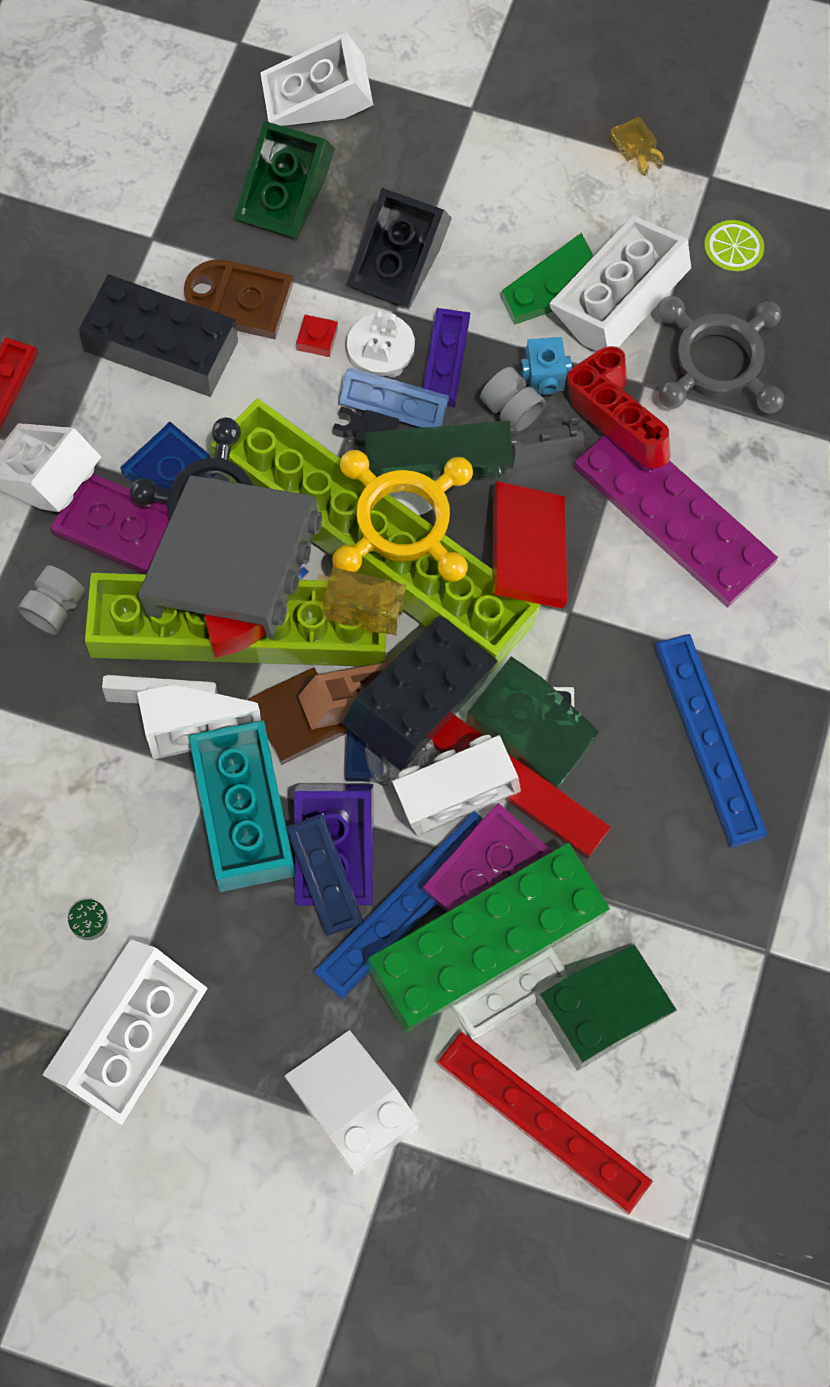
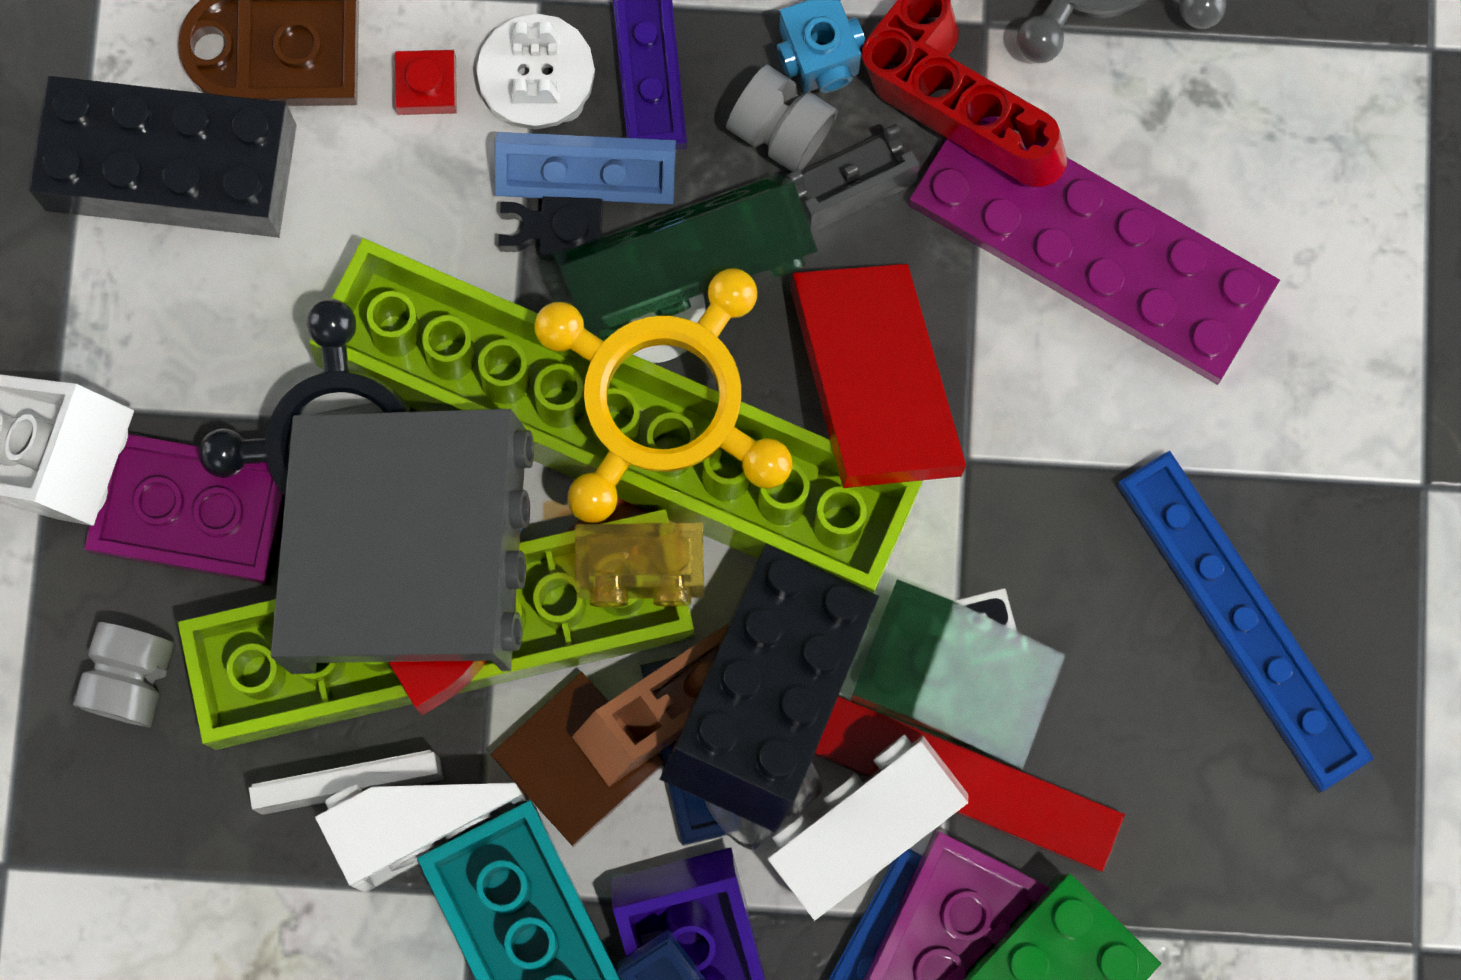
camera: 10 degrees left, 10 degrees up
(164, 457) = (241, 375): clear blue tile -> none

